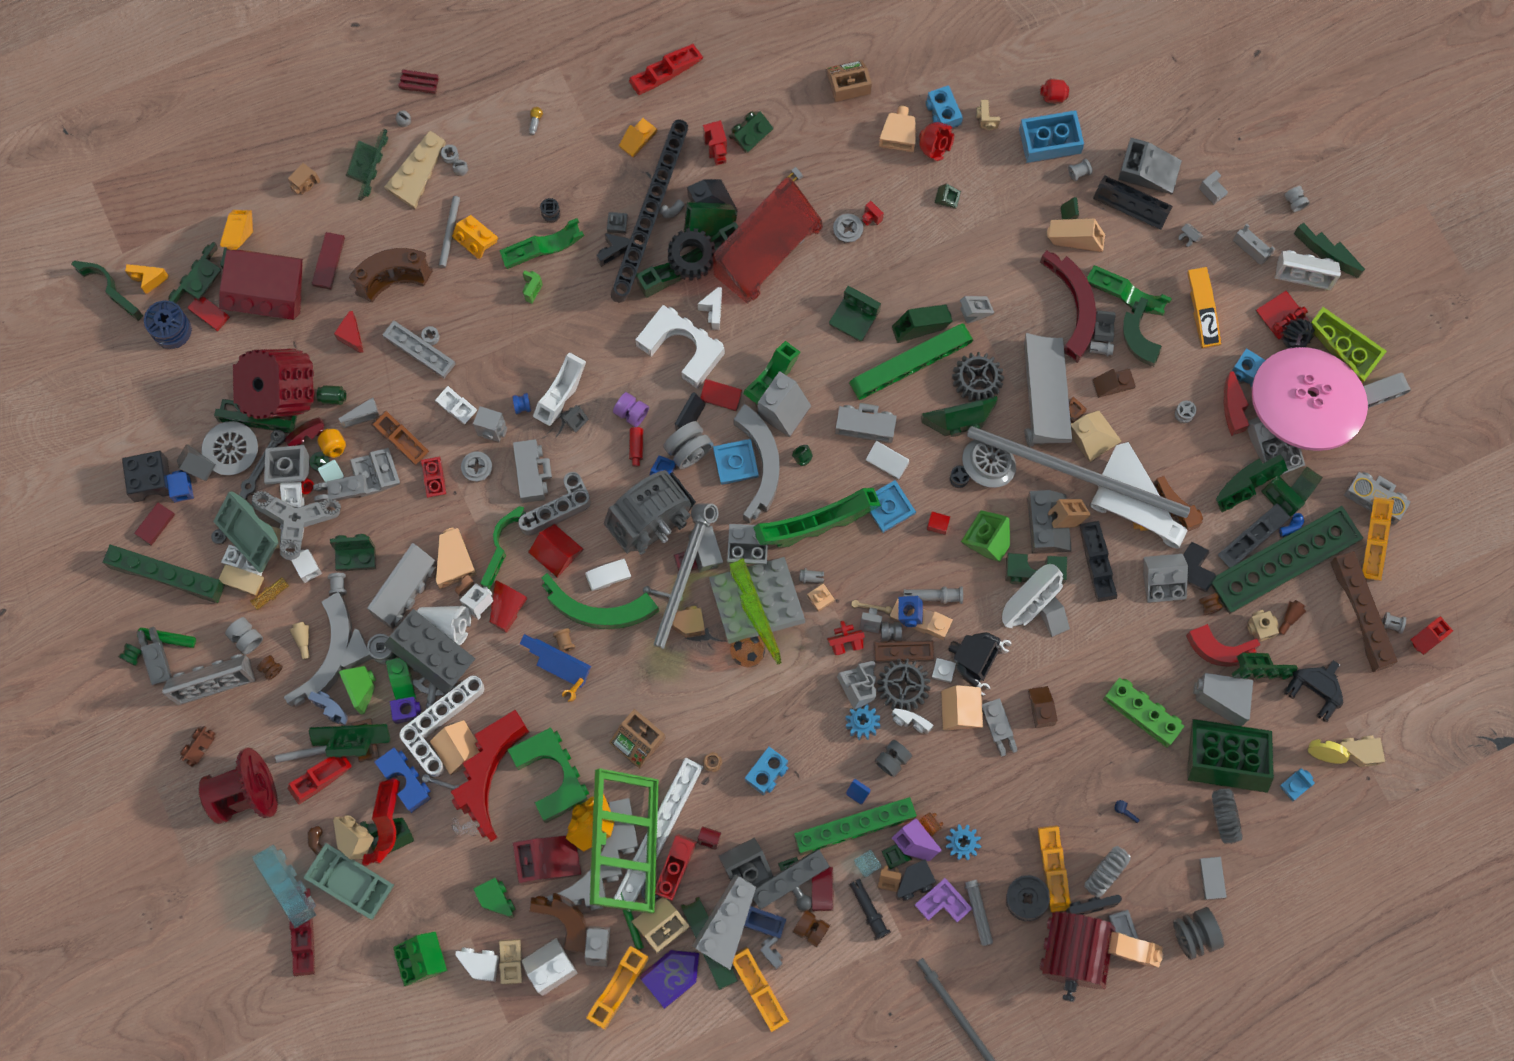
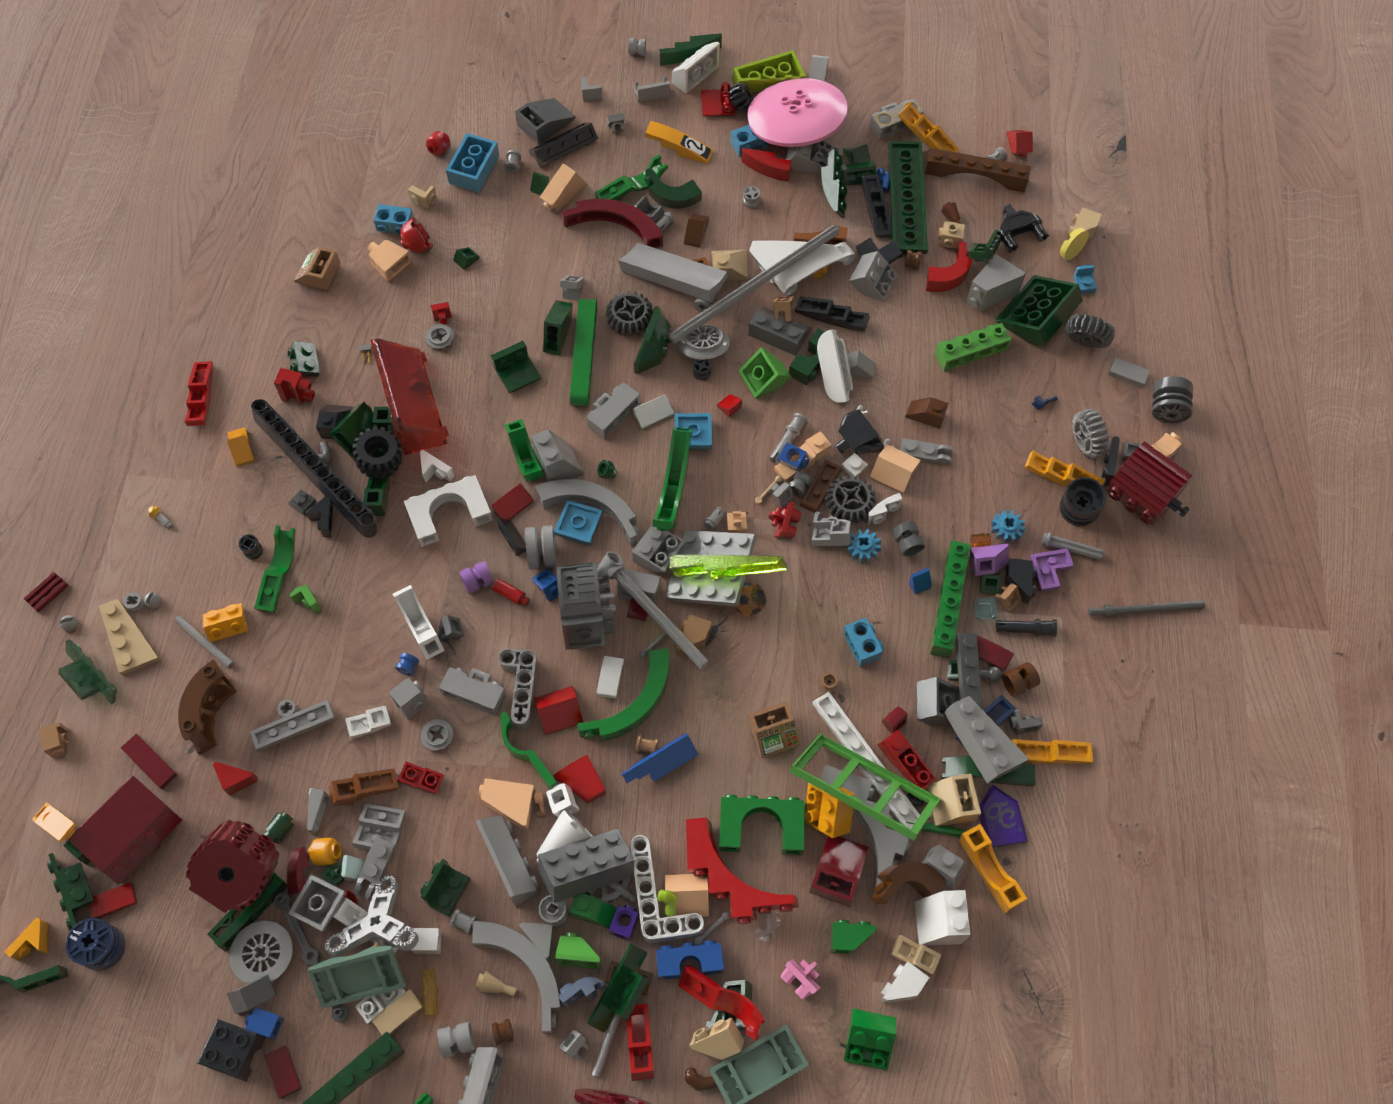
camera: 60 degrees left, 10 degrees down
(289, 726) = (573, 1043): none -> light grey tile
(438, 732) = (670, 899): none -> lime arm
(441, 878) = (794, 971): none -> bright pink hips
(573, 690) = (696, 761): light orange hand -> none

